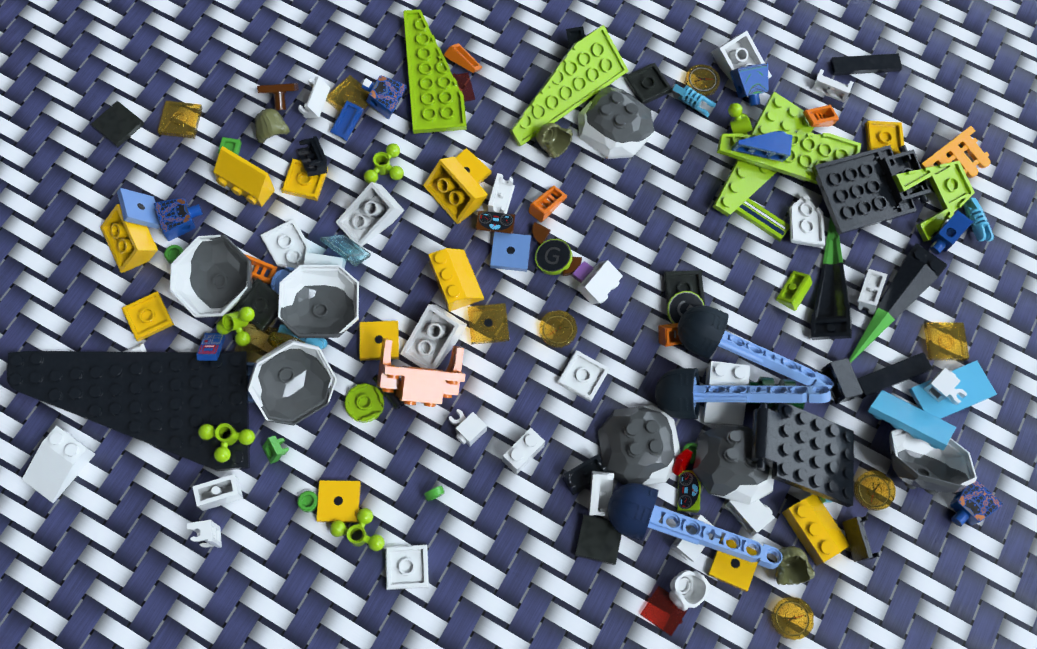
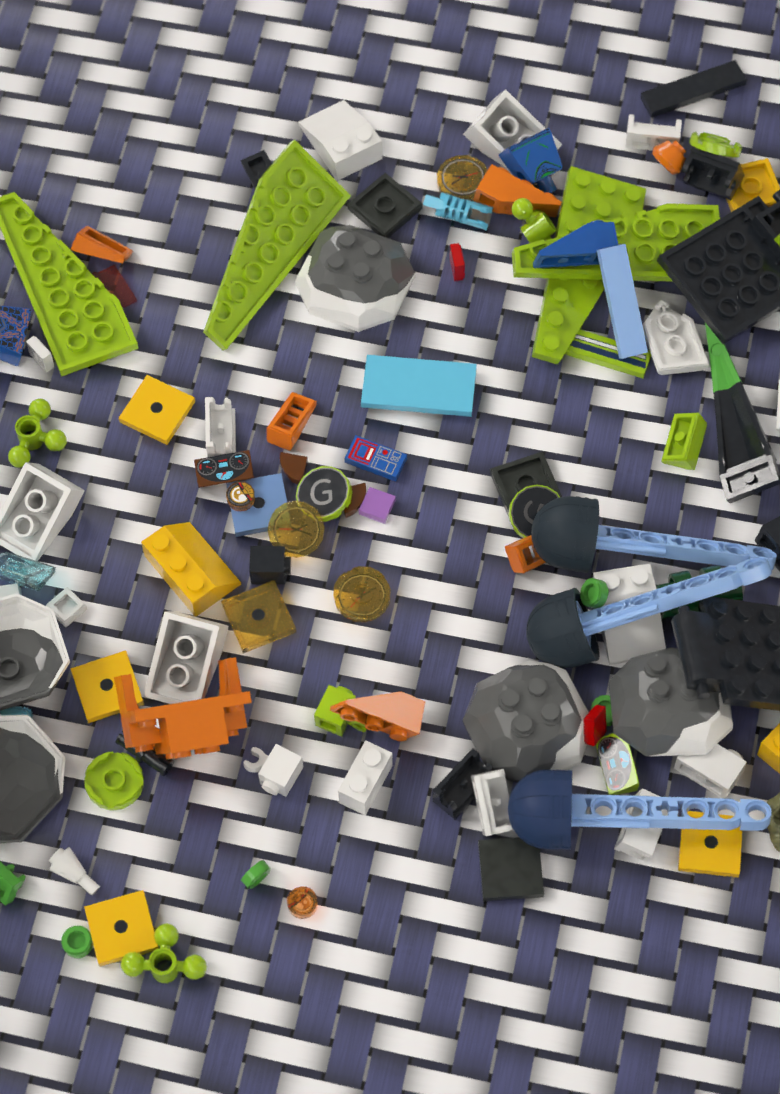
camera: 10 degrees left, 5 degrees down
(317, 450) = (68, 866): none -> white cone
(370, 281) = (67, 607): none -> white tile
(404, 115) = (40, 353): none -> white tile
(407, 567) = (249, 988): white tile -> none
(458, 192) = (156, 456): yellow slope -> none
(458, 520) = (302, 902): none -> clear orange tile
(500, 243) = (240, 496): none -> tile
(504, 292) = (269, 564): none -> black brick
(519, 401) = (331, 721): none -> lime brick
(529, 274) = (297, 528): none -> clear yellow tile
(553, 414) = (391, 713): none -> orange slope
(554, 139) = (272, 325): olive hair -> none
(583, 376) = (418, 649): white tile -> none
(593, 243) = (375, 458): none -> blue tile
(600, 282) = (402, 510): white brick -> none
(634, 34) = (342, 139): none -> white slope
(635, 204) = (419, 385): none -> medium azure tile
(663, 611) = (632, 937): clear red piece -> none
(683, 132) = (457, 262): none -> red tile
(688, 589) = (656, 895): white hair -> none
(707, 374) = (594, 593): none -> bright green tile
(725, 93) = (501, 189): none -> orange slope
(782, 188) = (622, 301): none -> light blue tile
(821, 116) = (649, 182): orange slope -> none
(839, 103) = (670, 156): none -> orange cone
(863, 121) = (712, 173): none -> black hinge
(871, 104) = (715, 144): none -> lime tile

